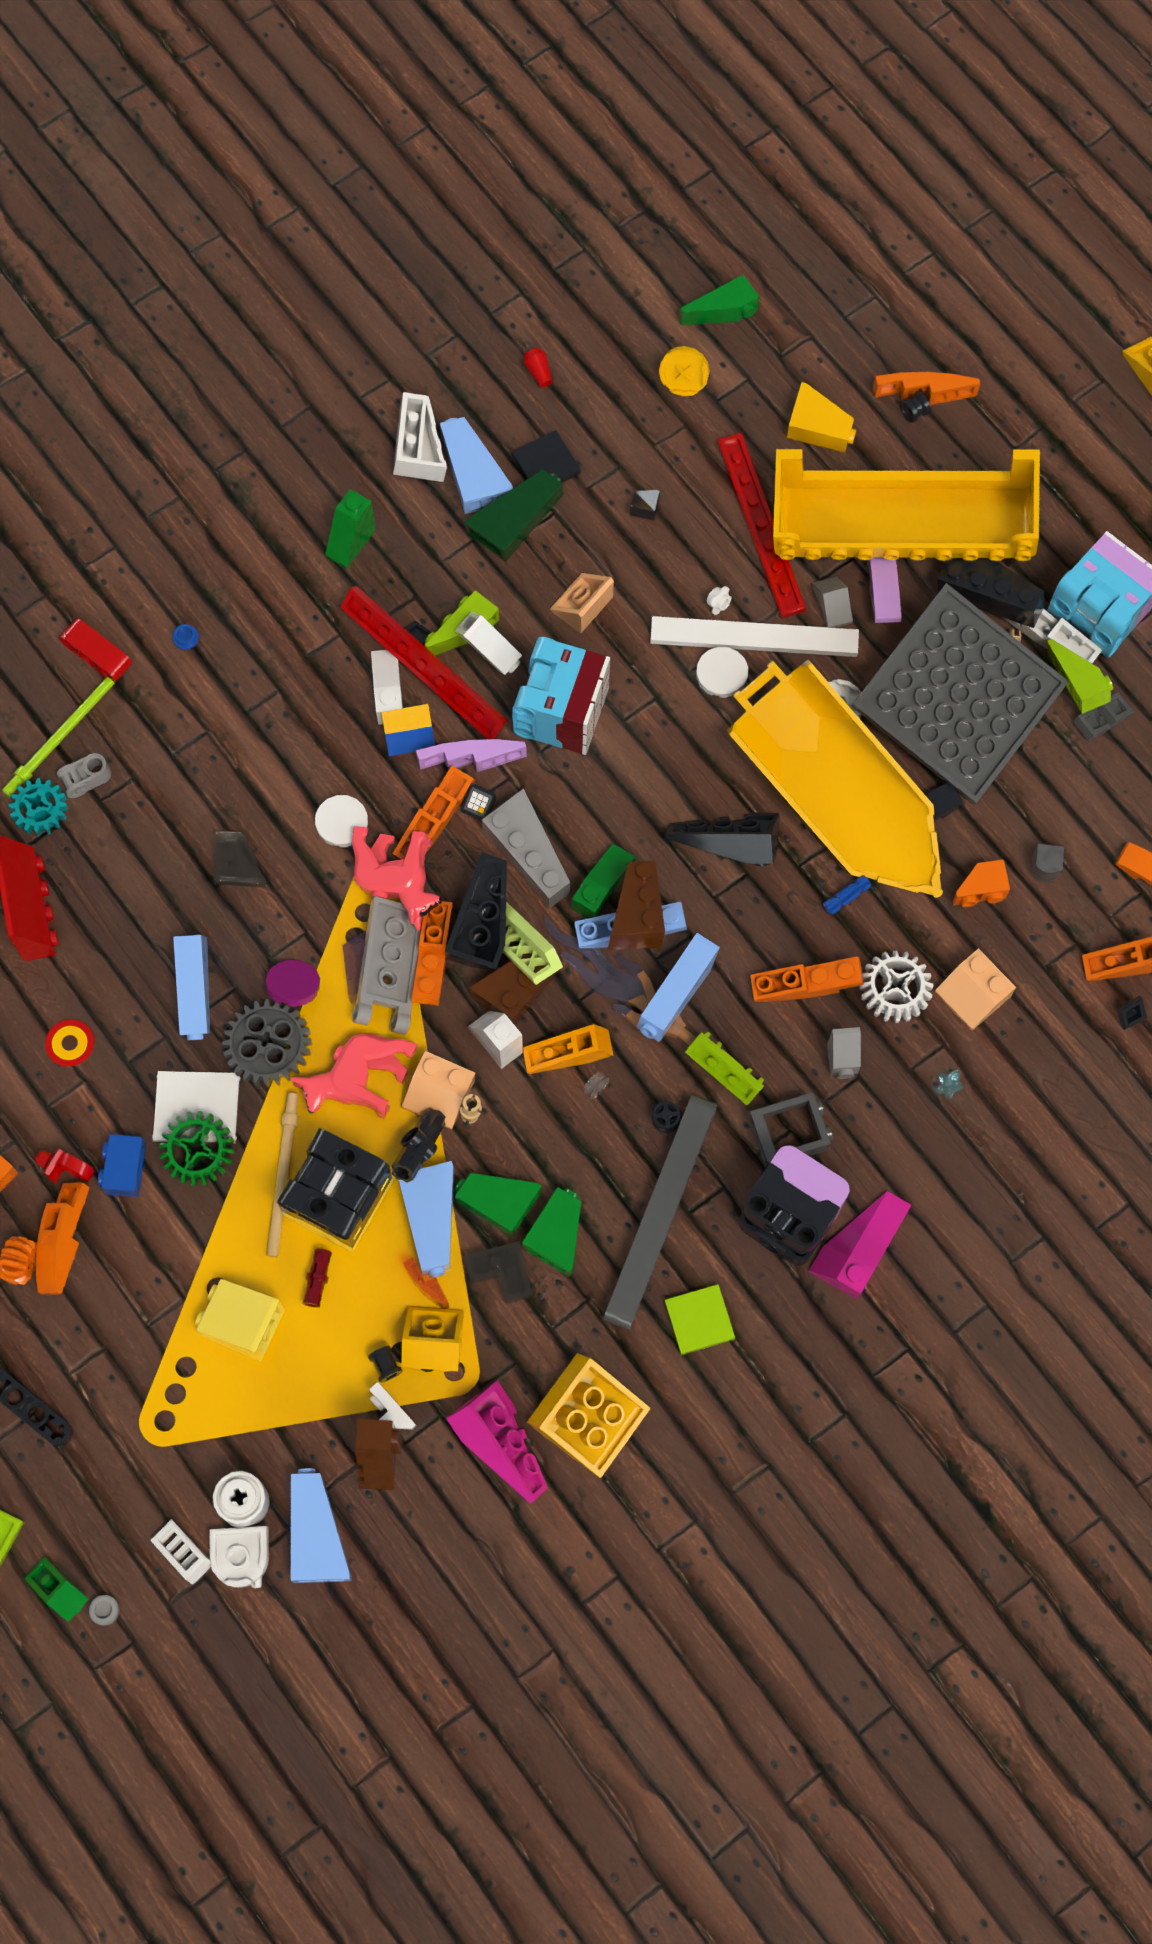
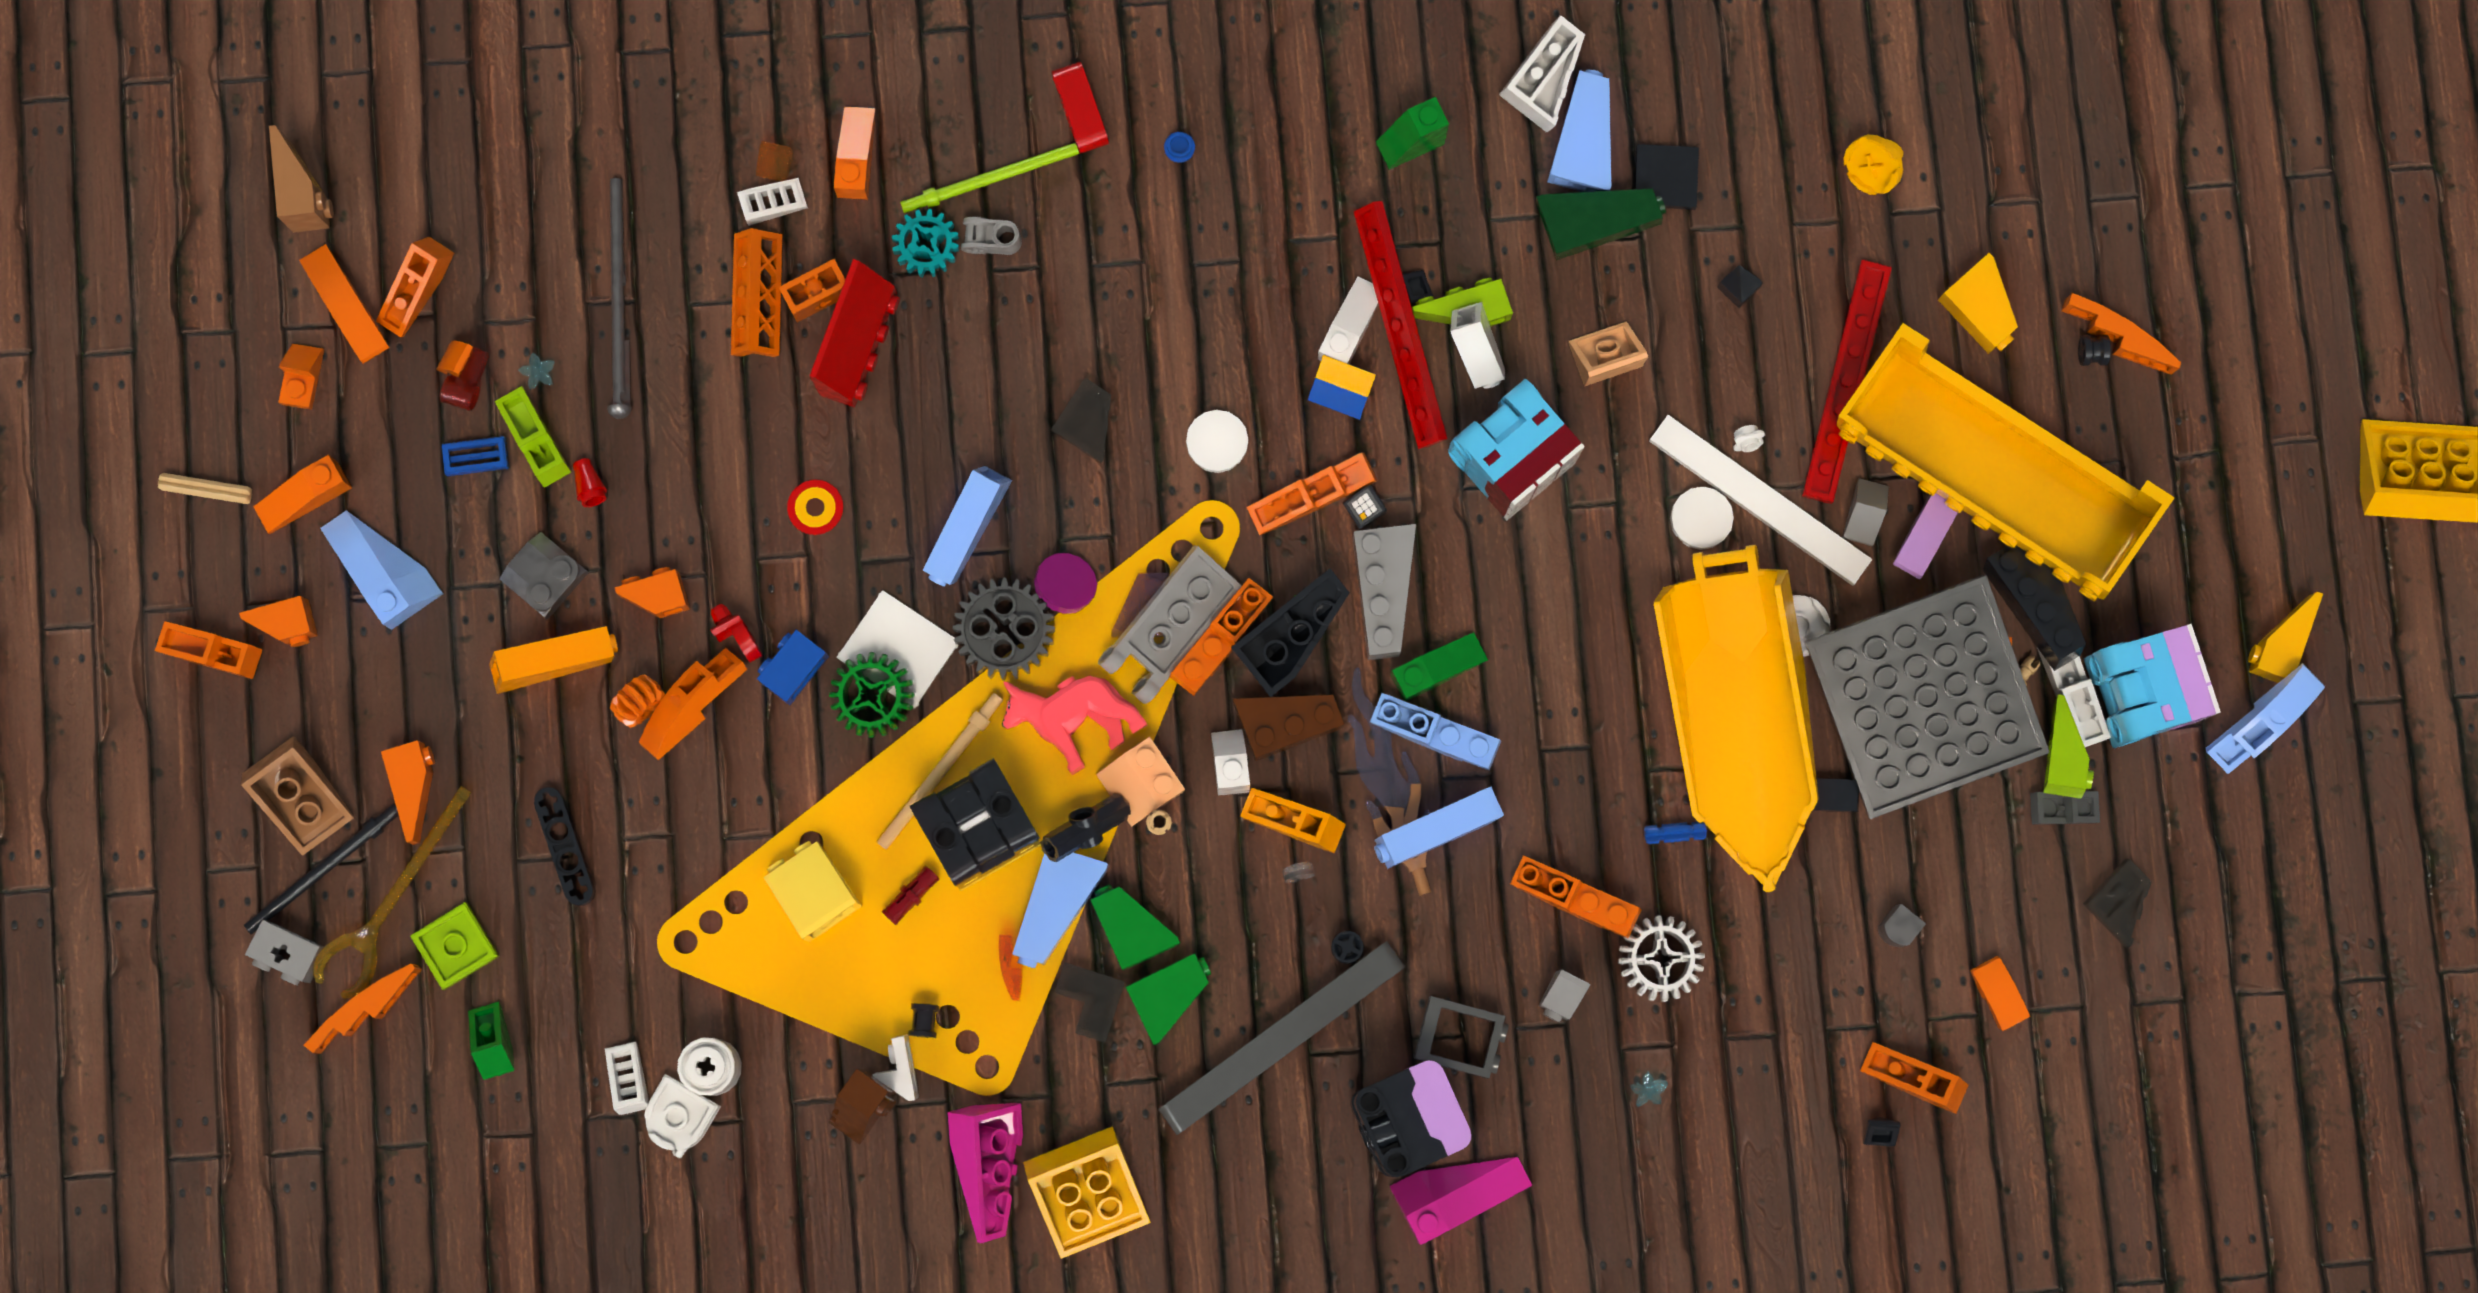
camera: 30 degrees right, 10 degrees up
(104, 1610) = (524, 1087): light grey tile -> none
(315, 1539) = (758, 1143): light blue slope -> none
(397, 878) = (1231, 539): coral animal -> none
(432, 1339) = (983, 1024): yellow slope -> none
(482, 753) = (1401, 457): lavender slope -> none
(530, 942) = (1322, 697): yellowish green fence -> none
(538, 366) = (1725, 64): red cone -> none
(639, 910) = (1449, 725): reddish brown wedge -> none
(699, 1319) = (1252, 1167): lime tile -> none
(724, 304) = (1968, 112): green slope -> none
(724, 1068) = (1436, 935): lime plate -> none
(744, 840) = (1606, 710): black wedge -> none
(975, 989) = (1738, 1011): light nougat slope -> none
(985, 883) = (1821, 907): orange slope -> none

